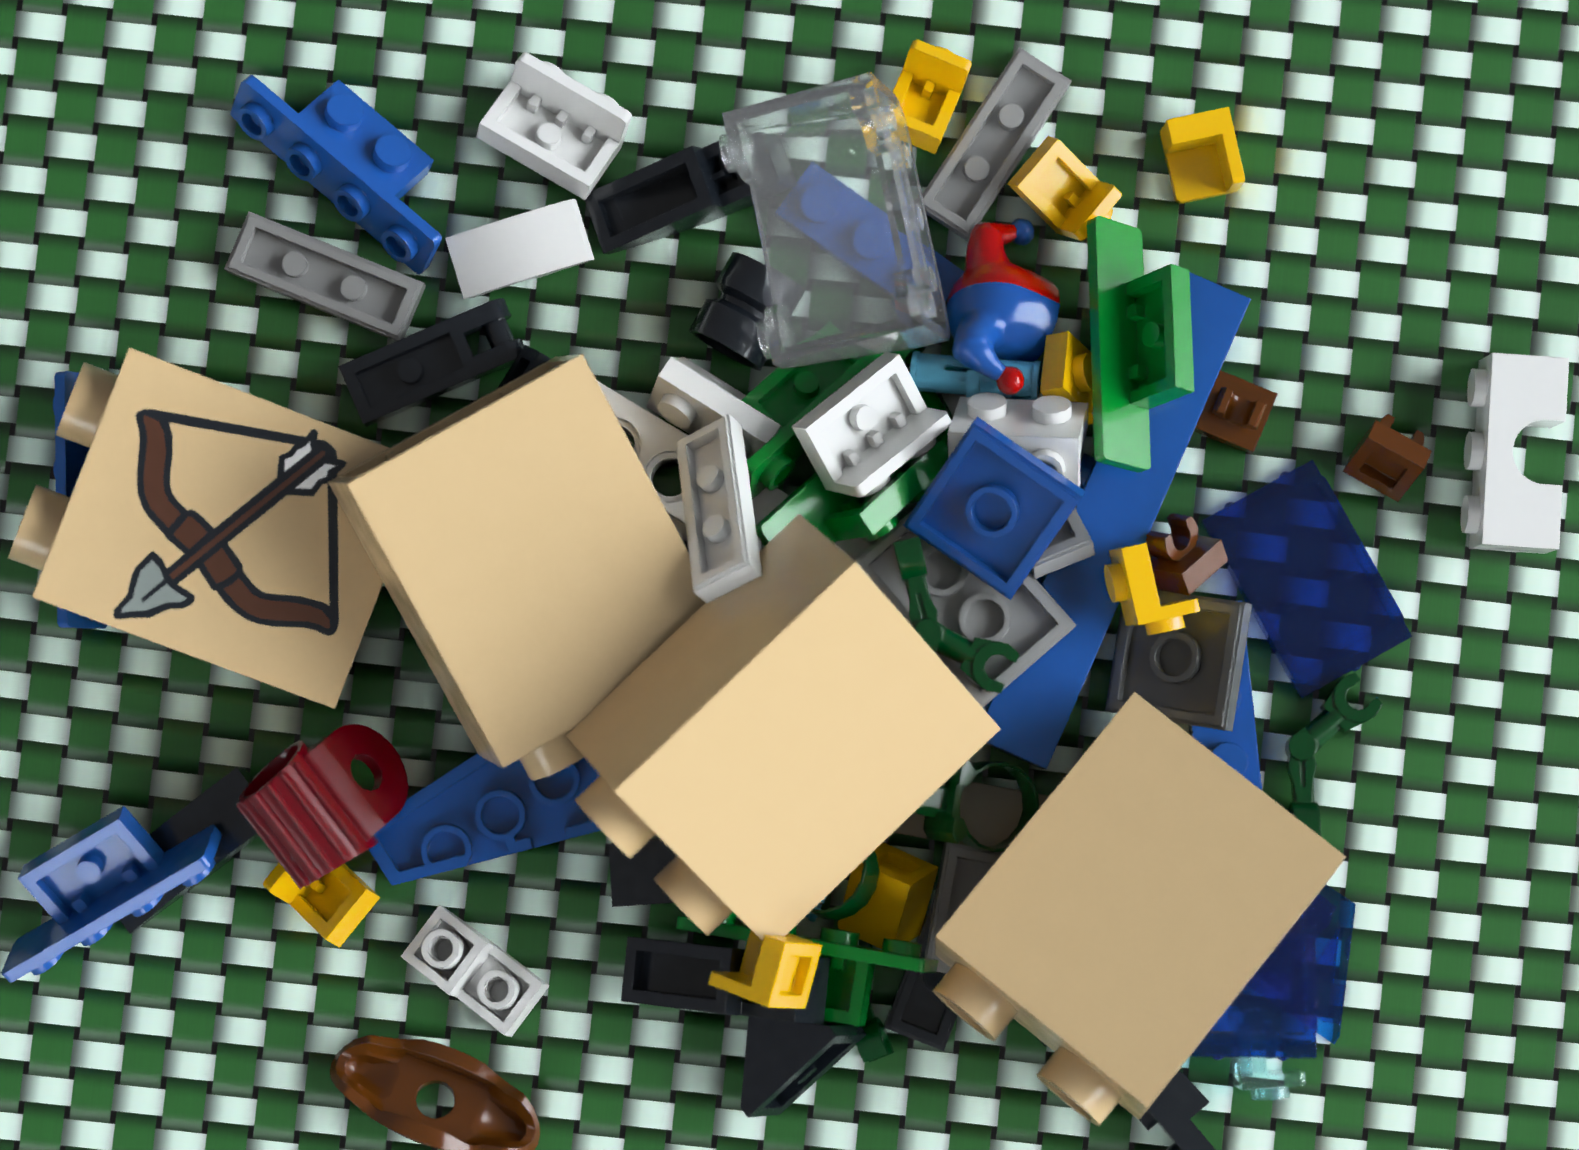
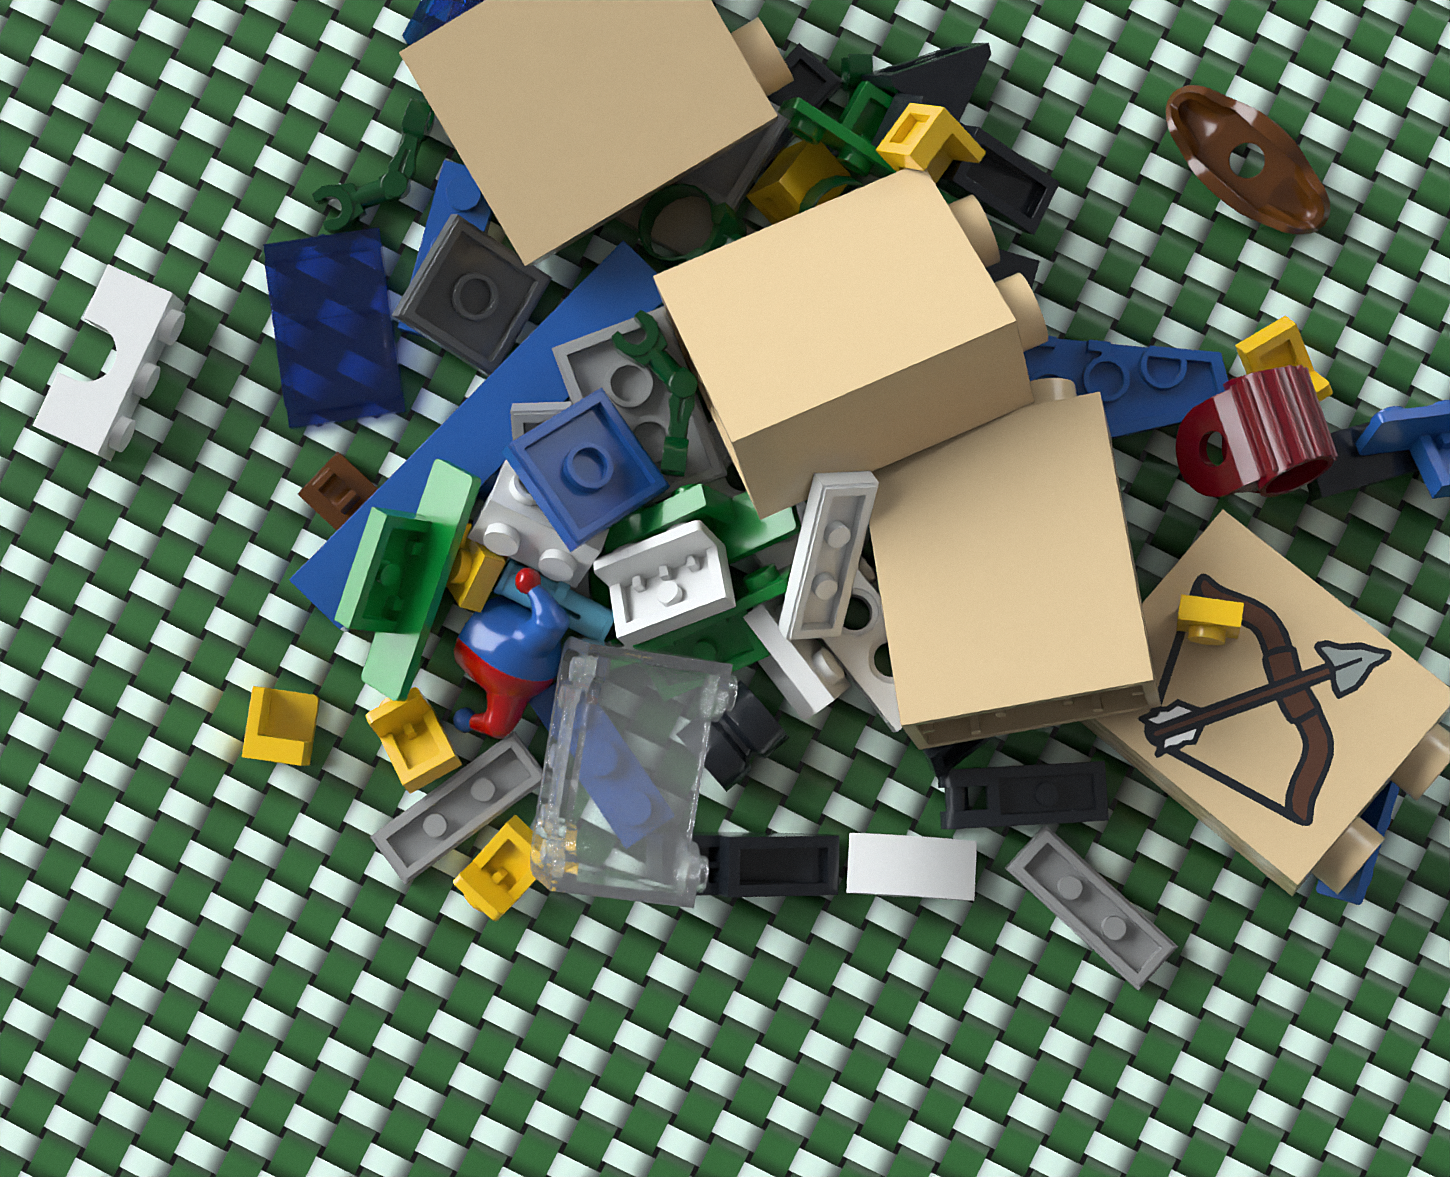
camera: 160 degrees left, 0 degrees up
(310, 581) = (1209, 619): none -> yellow plate
(350, 159) = (1031, 1004): blue bracket -> none
(475, 971) = (1173, 257): white slope -> none
(555, 125) = (841, 964): white bracket -> none
(1133, 584) = (489, 364): yellow bracket -> none
(1183, 557) = (437, 379): reddish brown tile -> none
(1388, 459) = (223, 400): reddish brown tile -> none

